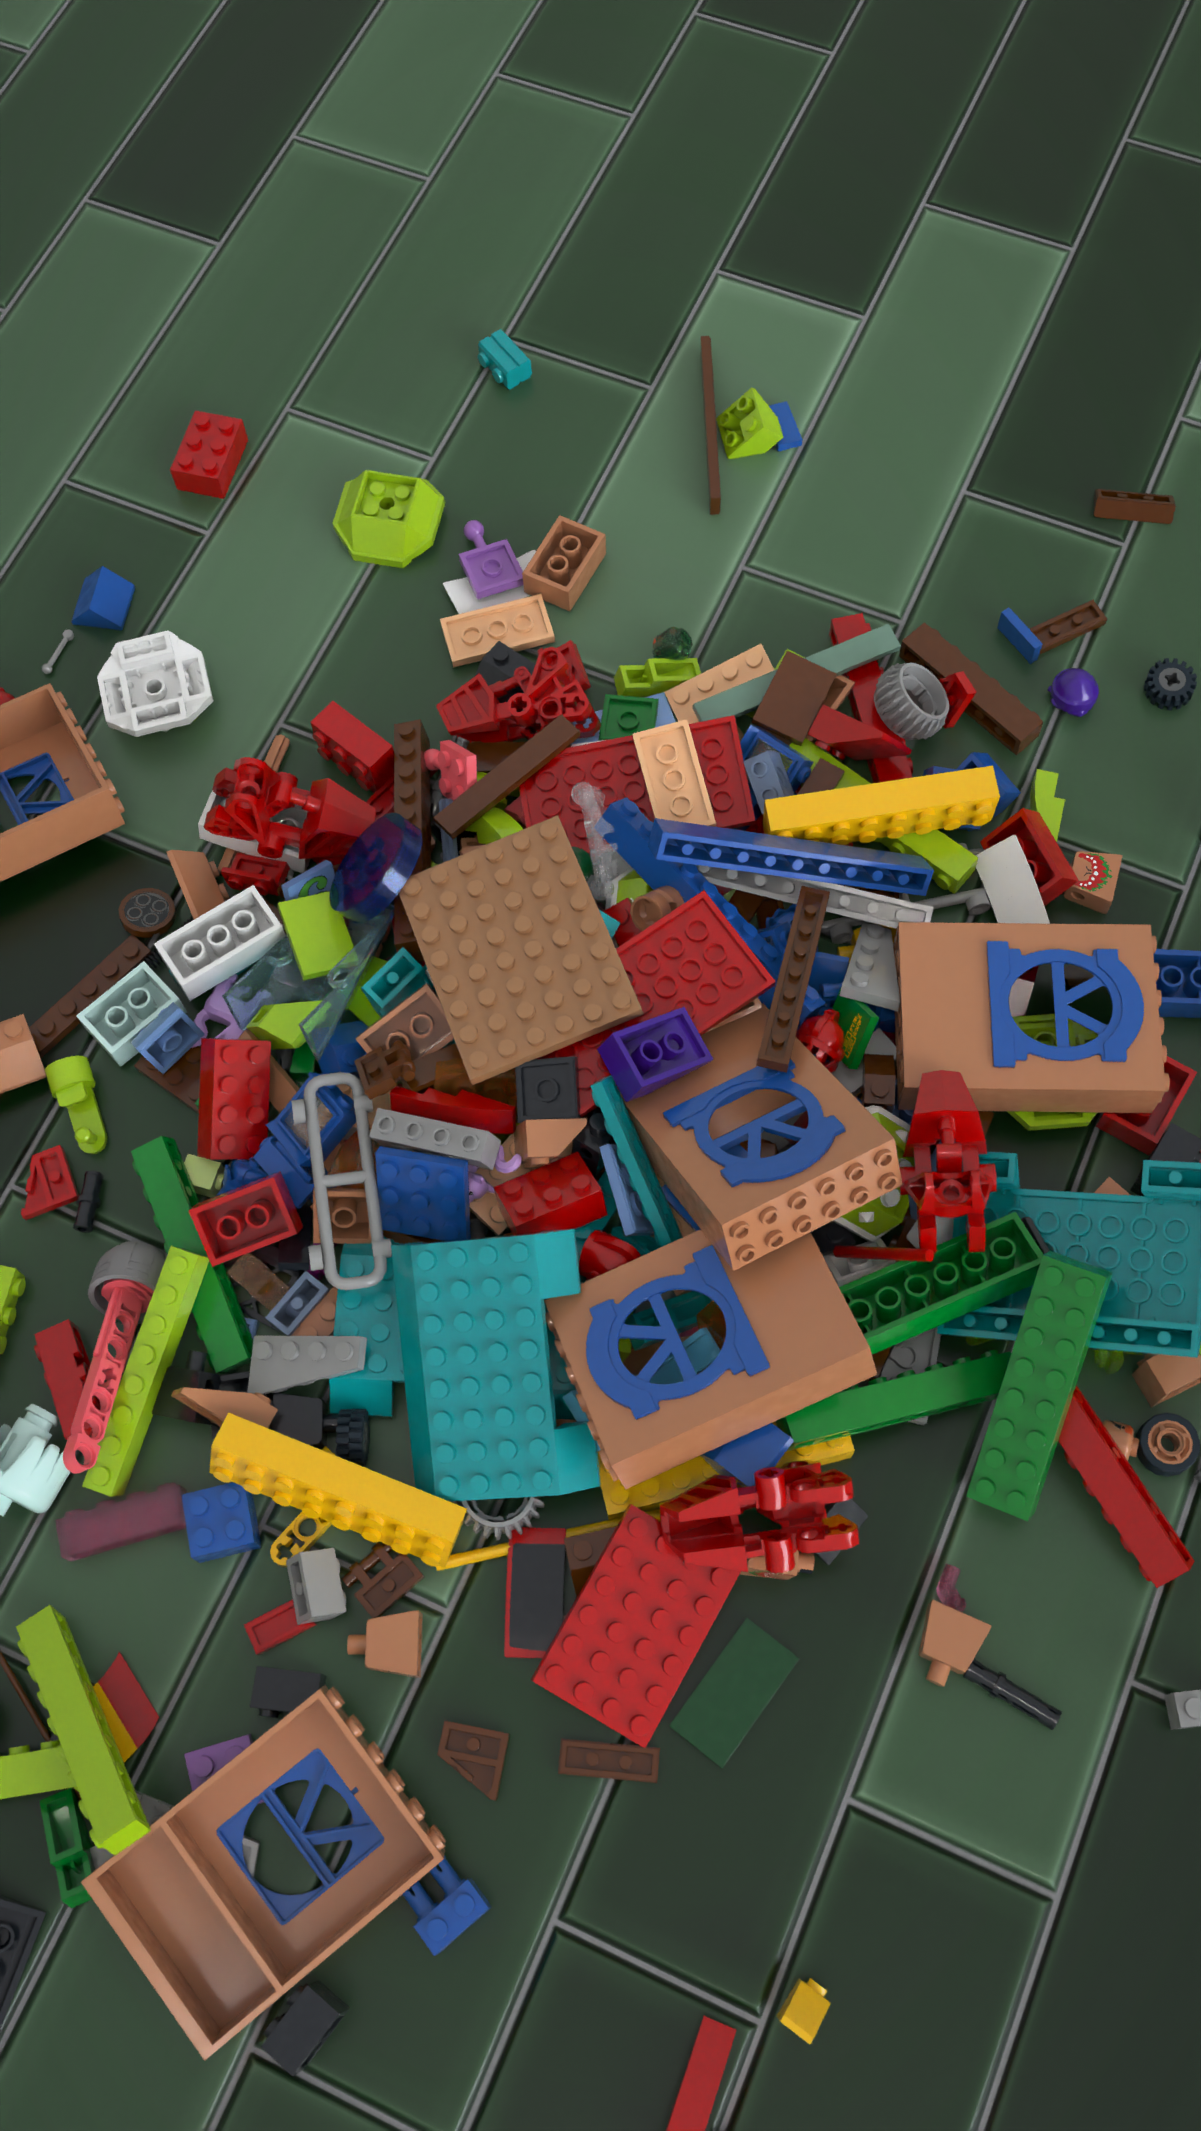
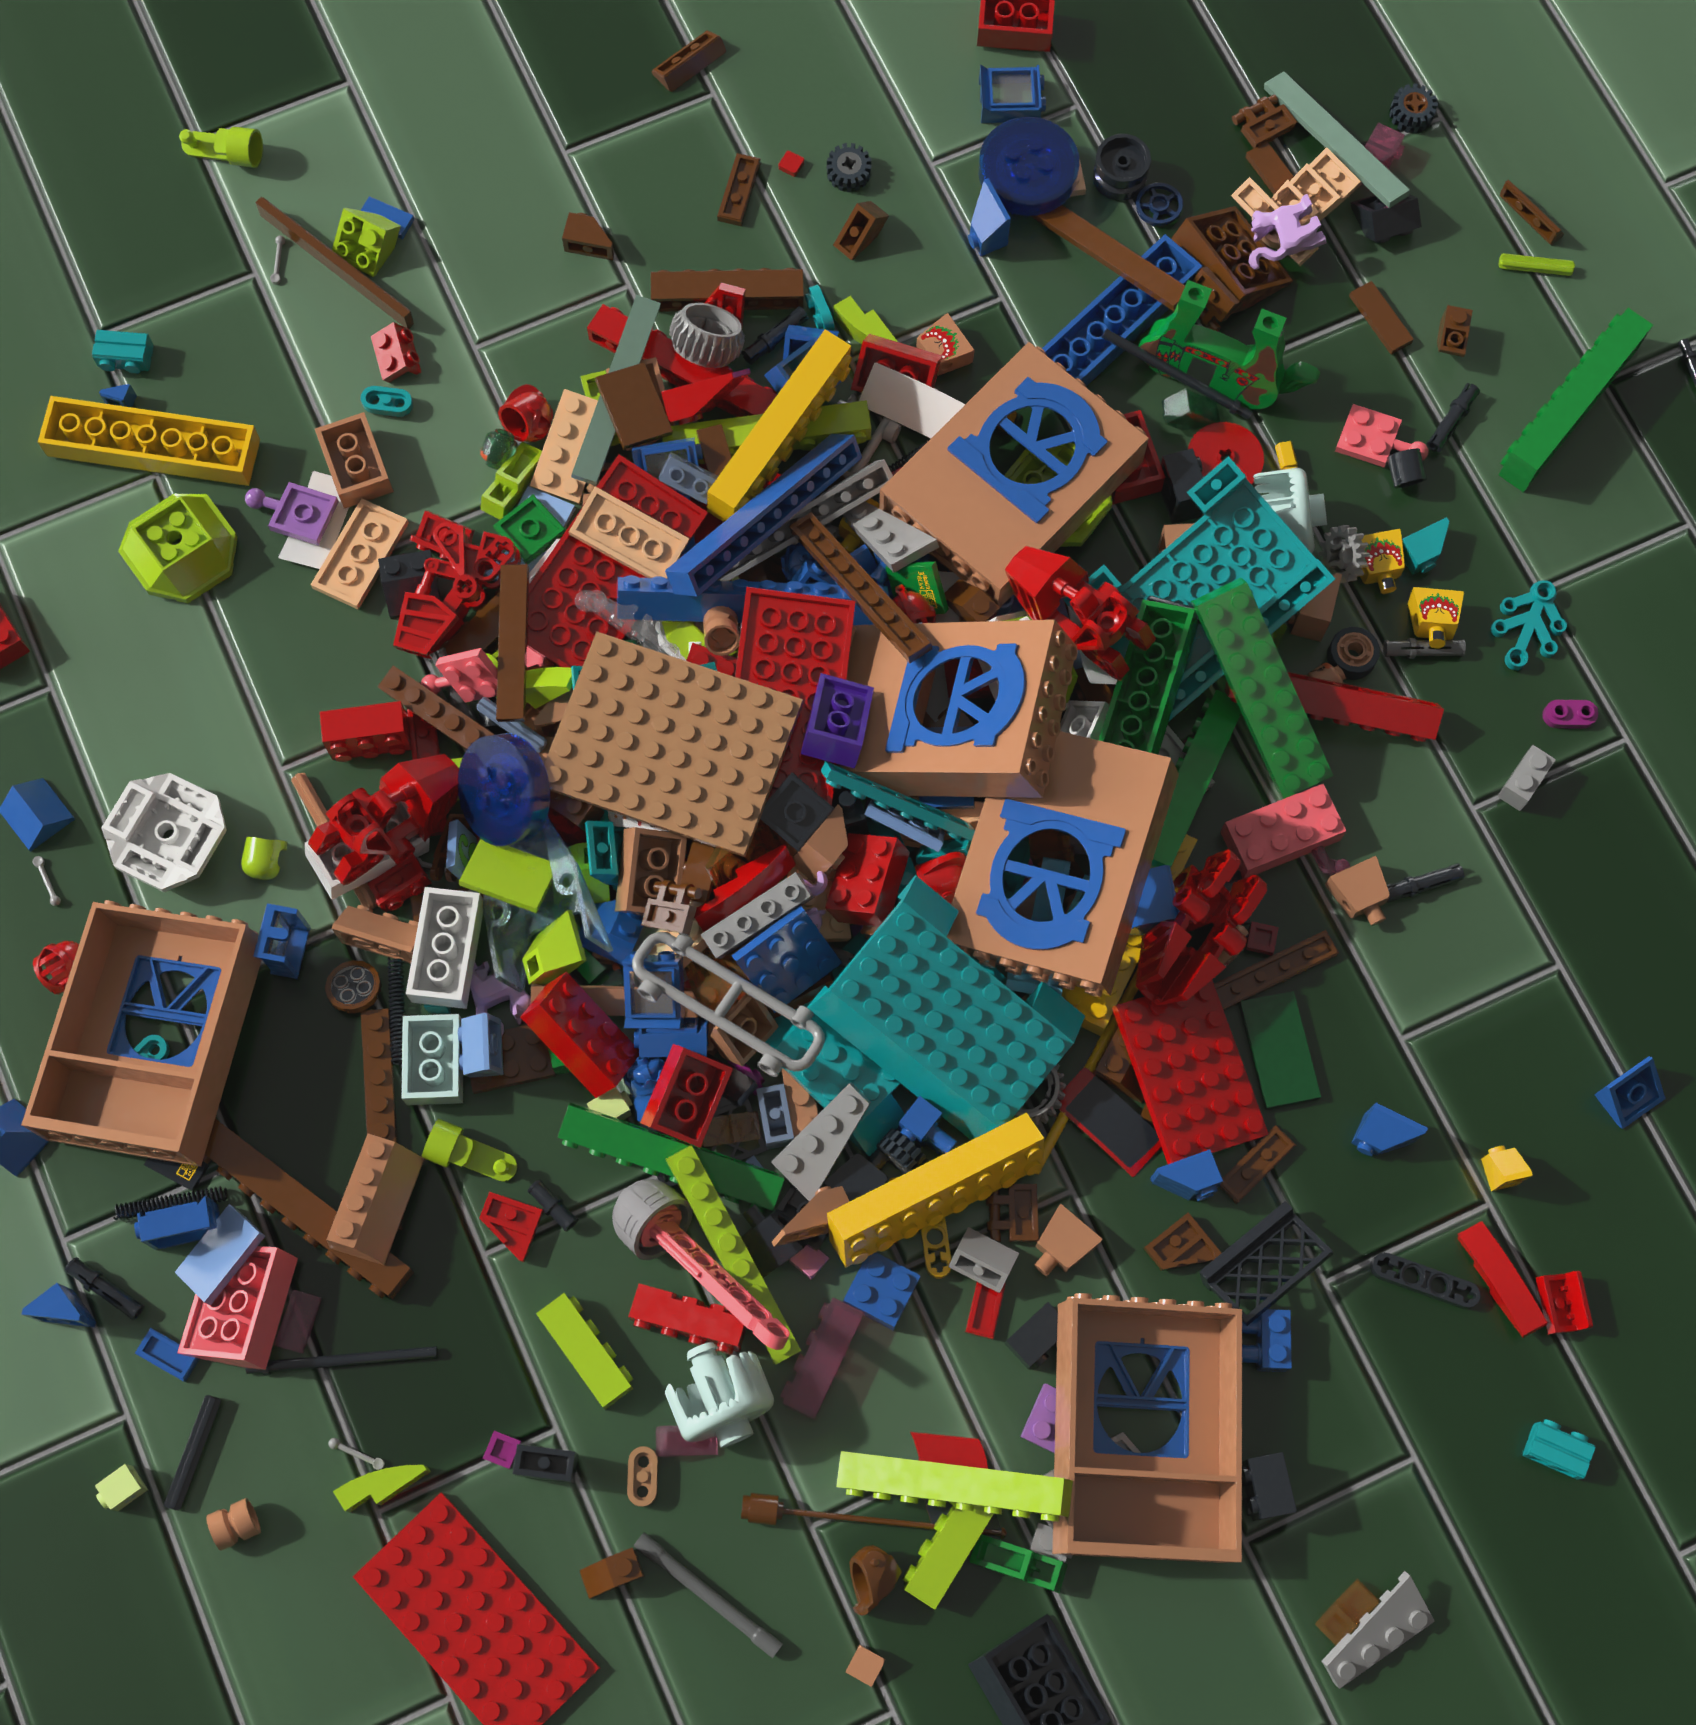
camera: 55 degrees left, 5 degrees up
(132, 830) = (282, 940): none -> blue window
(191, 764) = (261, 857): none -> lime helmet
(198, 1440) = (809, 1261): none -> bright pink slope
(389, 1434) = (921, 1127): none -> blue brick
(451, 431) = (149, 440): none -> yellow brick
(467, 387) = (120, 395): none -> blue slope
(526, 1819) = (1247, 1248): none -> black fence
(539, 1707) = (1190, 1177): none -> blue slope
(633, 2020) = (1426, 1276): none -> black beam
(638, 548) = (388, 400): none -> teal plate
(661, 401) = (275, 278): none -> light grey hinge
(682, 520) = (395, 352): none -> bracket
(718, 638) = (526, 414): none -> red helmet
(732, 288) = (235, 145): none -> lime piece
(735, 1858) = (1385, 1131): none -> blue slope
(804, 1624) = (1275, 969): none -> reddish brown tile
(822, 1587) = (1262, 938): none -> dark red plate
(884, 1253) = (1097, 701): red bar -> none
(906, 558) = (586, 237): none -> reddish brown slope
(939, 1522) = (1283, 830): none -> coral brick
(958, 751) = (767, 341): none -> black pin
(994, 2082) = (1632, 1093): none -> blue slope
(1019, 635) = (718, 223): blue tile -> none
(1029, 754) = (816, 300): none -> teal plate
(1074, 691) = (796, 229): dark purple hair -> none
(1127, 735) = (860, 229): none -> reddish brown slope
(1128, 643) = (791, 163): none -> red piece

